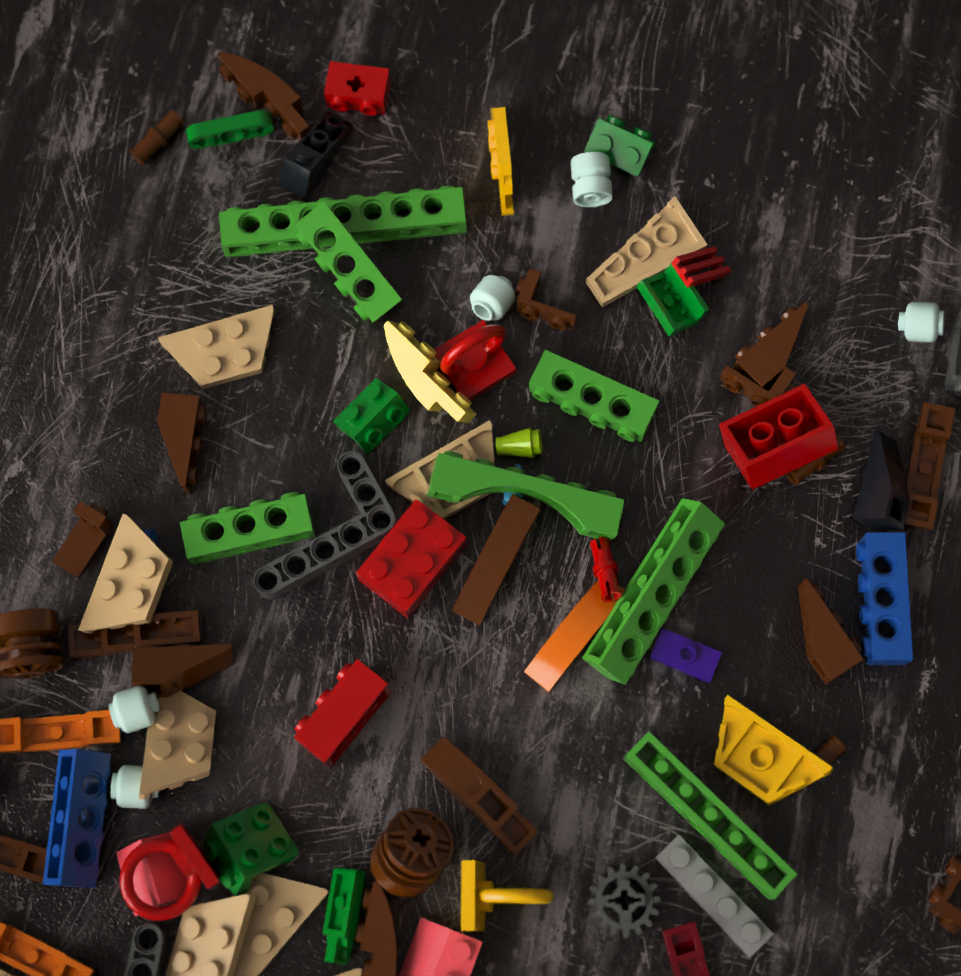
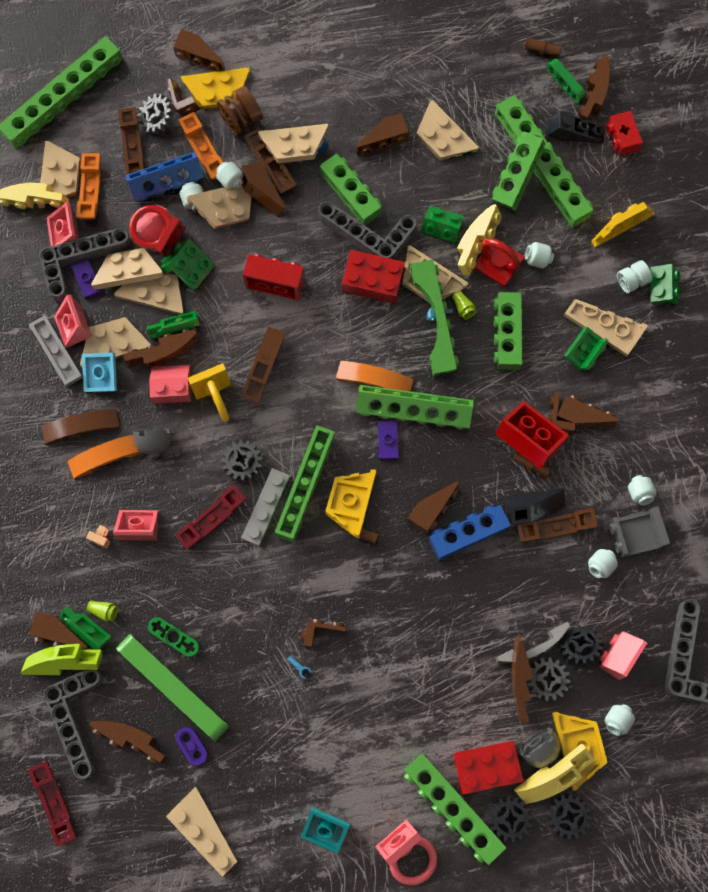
camera: 65 degrees right, 0 degrees up
(84, 539) = (307, 115): reddish brown bracket -> none
(411, 852) = (208, 342): reddish brown wheel -> none
(496, 559) = (394, 319): reddish brown slope -> none
(535, 310) = (552, 271): reddish brown bracket -> none
(605, 569) = (414, 377): red pin -> none
(713, 261) = (616, 353): red tile -> none

